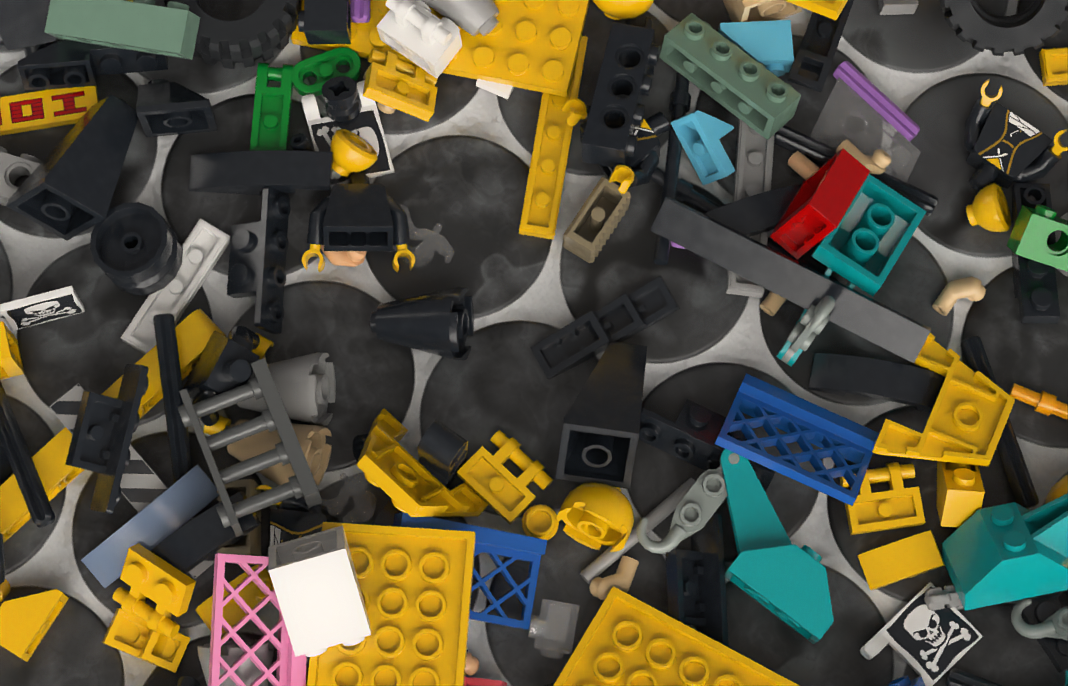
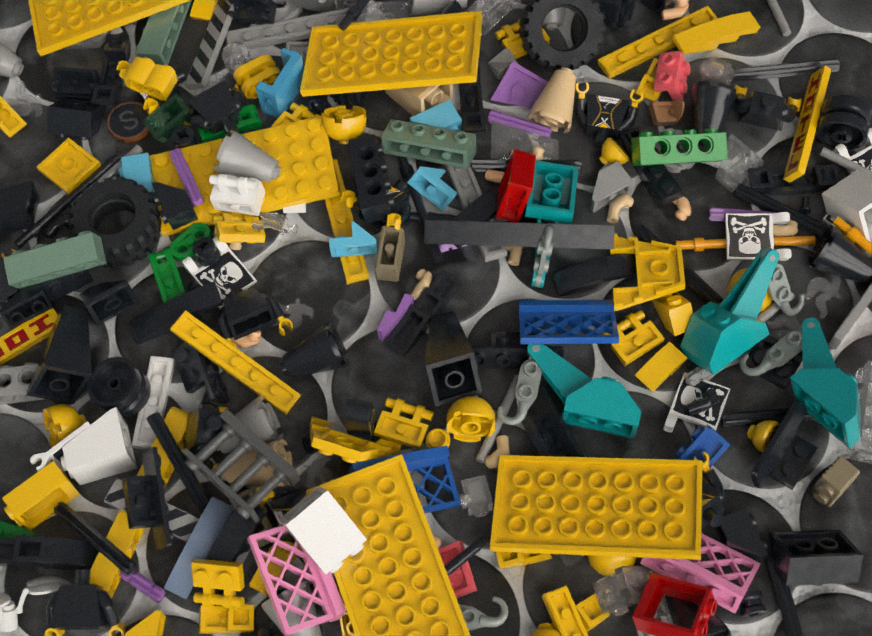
camera: 15 degrees left, 10 degrees down
(40, 266) = (61, 422): none -> yellow cylinder
(60, 548) = (144, 585): none -> medium lavender axle
(75, 328) = (100, 450): none -> white slope
(310, 284) = (235, 362): none -> yellow tile
(351, 153) = (226, 279): yellow brick -> none
(462, 103) = (275, 221): none -> clear piece
(554, 320) = (391, 319): none -> medium lavender slope
(561, 186) = (359, 244): none -> medium azure slope
(631, 278) = (424, 281): none -> tan arm
(916, 55) = (519, 87): none -> medium lavender wing
(934, 644) = (710, 400): none -> black arm
(944, 93) = (556, 101): none -> tan cone
(962, 255) = (610, 183): none -> light grey slope
(1051, 339) = (683, 208): none -> light nougat arm

